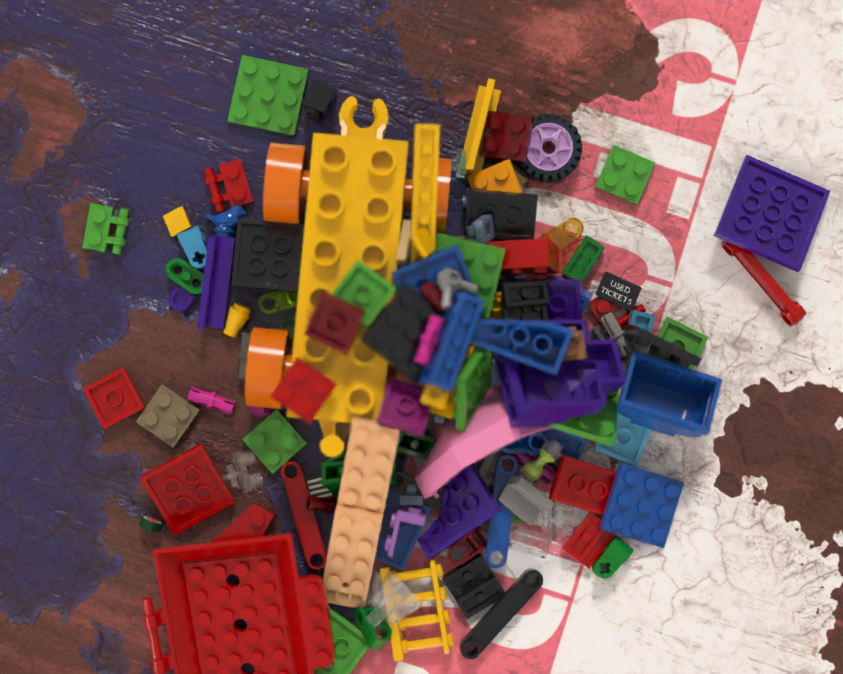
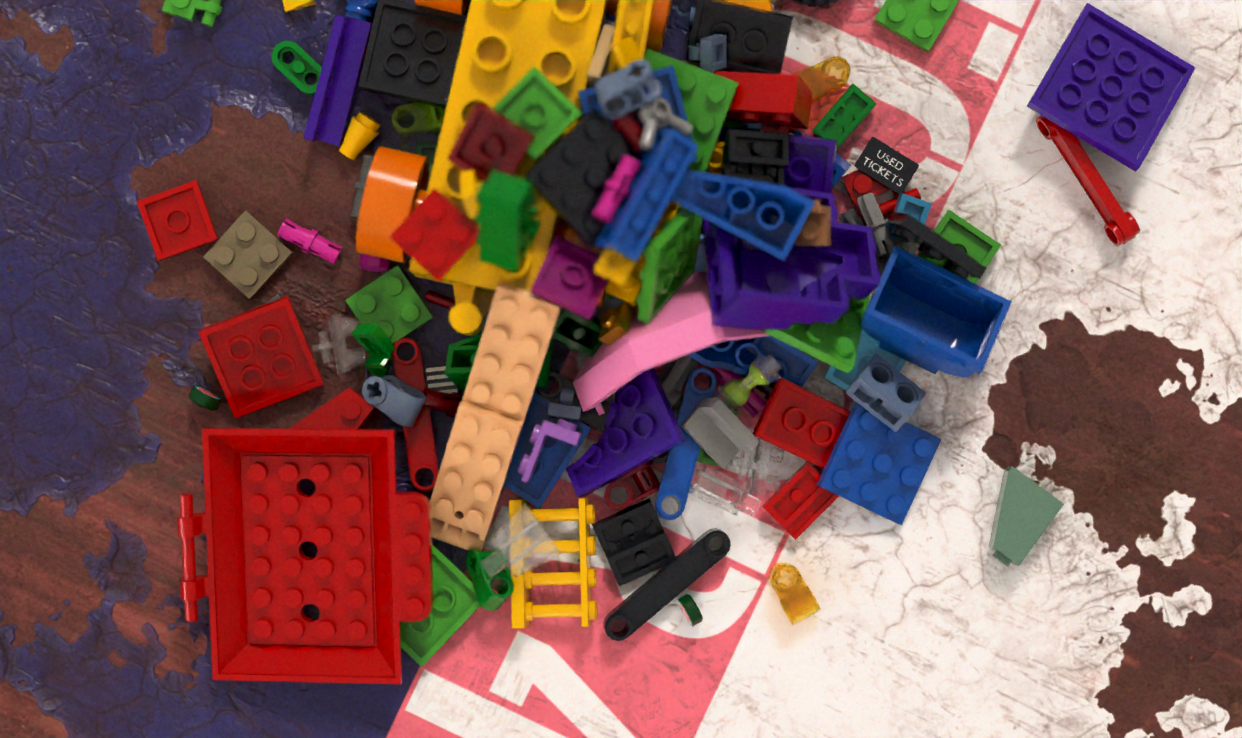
camera: 10 degrees right, 0 degrees up
(181, 299) = (287, 98): dark purple tile -> none
(194, 244) = (314, 27): dark azure piece -> none
(270, 470) = (378, 345): none -> green slope
(287, 507) = (394, 398): none -> sand blue piece
(311, 430) = (440, 300): none -> dark red piece
(327, 359) = (469, 191): none -> yellow plate
(352, 375) = (506, 220): none -> green wedge
(425, 269) = (625, 90): none -> sand blue piece
(440, 433) = (615, 323): none -> pearl gold plate
(520, 629) = (690, 609): none -> dark green tile
(594, 610) = (795, 597): none -> clear yellow piece
(615, 555) = (832, 525): green piece -> none
(640, 456) = (885, 393): none -> sand blue brick
(748, 531) = (1020, 517): none -> sand green slope

